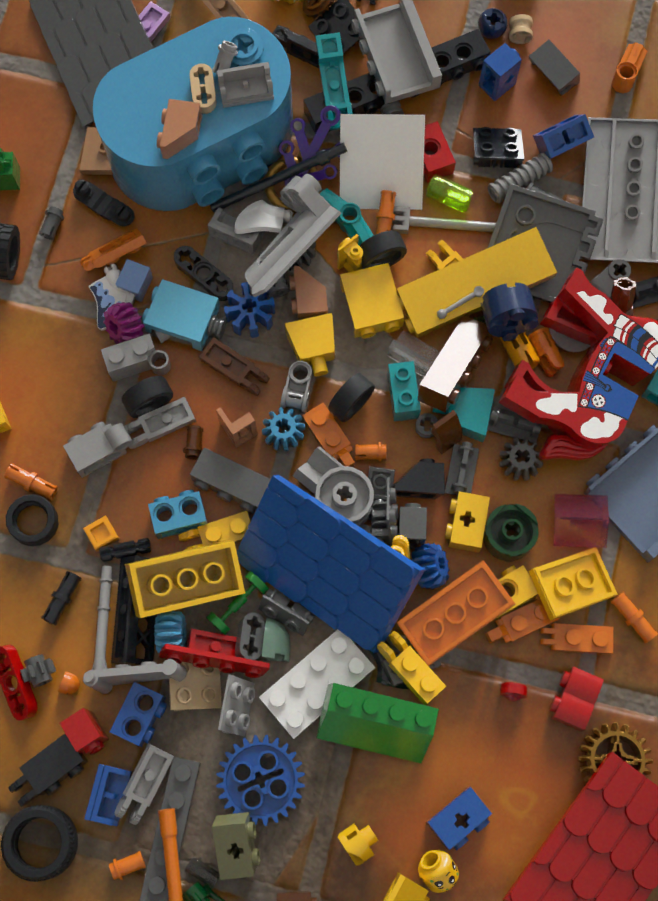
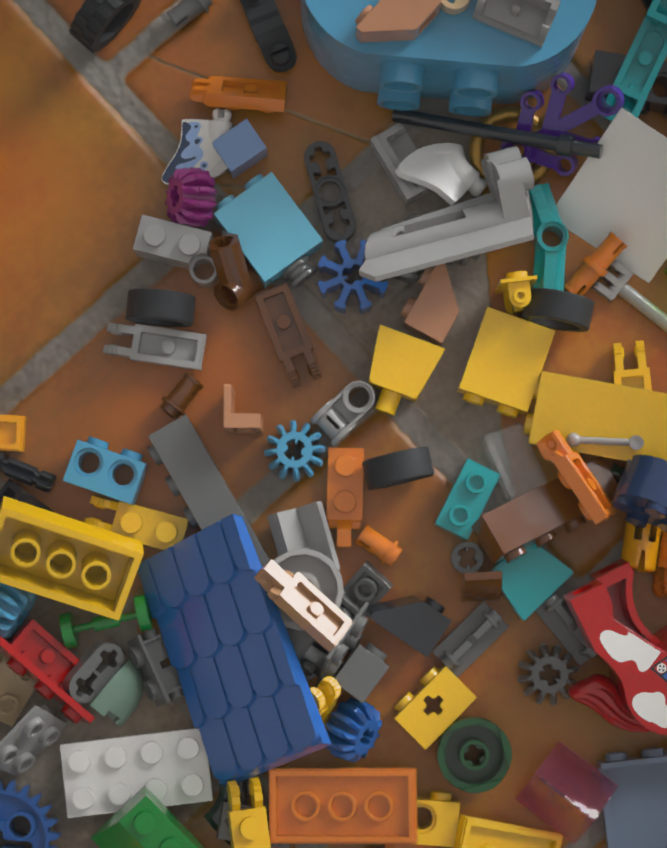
camera: 35 degrees right, 10 degrees up
(97, 447) = (64, 328): light grey hinge -> none
(181, 352) = (236, 279): none -> reddish brown piece
(351, 498) = (304, 604): none -> hinge
(457, 330) = (577, 476): none -> orange hinge

